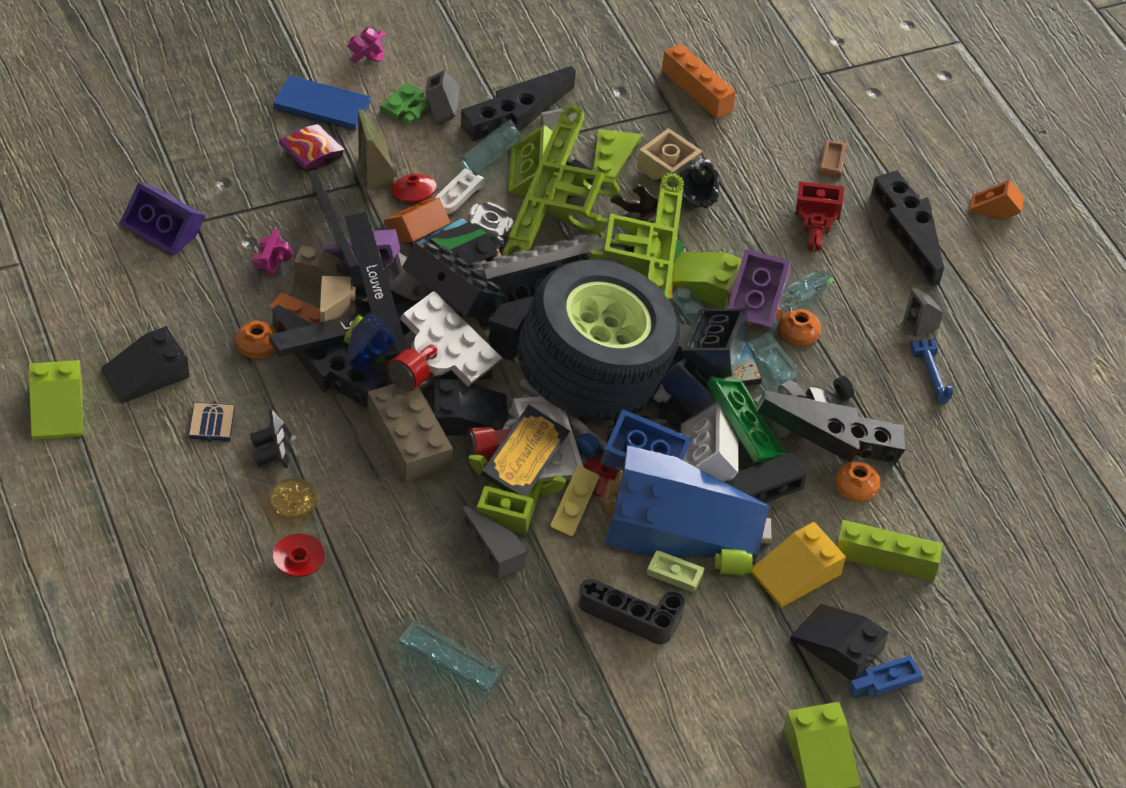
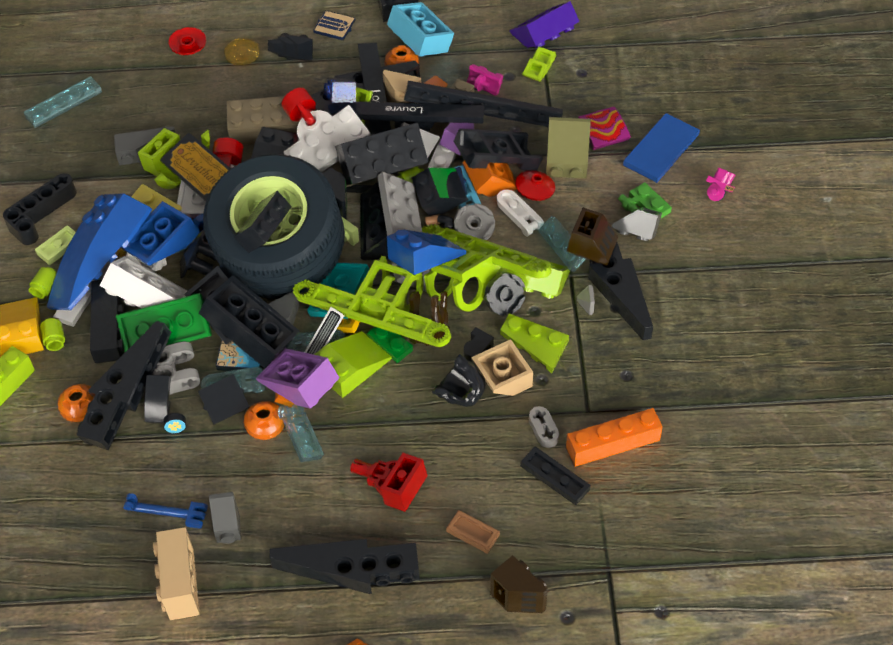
camera: 115 degrees right, 5 degrees up
(215, 316) = (420, 29): none -> medium azure brick
(230, 218) = (540, 64): none -> lime slope
(401, 204) = (493, 146): none -> black piece
(496, 109) = (592, 237): none -> dark brown slope
(579, 212) = (420, 250): none -> blue slope
(629, 308) = (263, 222): none -> black brick
(649, 182) = (479, 343): none -> black leg
(695, 290) = (325, 331): none -> sticker
(703, 129) = (548, 425): none -> light grey beam
(753, 114) = (555, 475): none -> black plate
(792, 524) = (52, 334): none -> lime brick
(798, 357) = (223, 399): none -> black piece
(878, 108) = (518, 588): none -> dark brown slope
(995, 325) = (176, 574): none -> tan brick

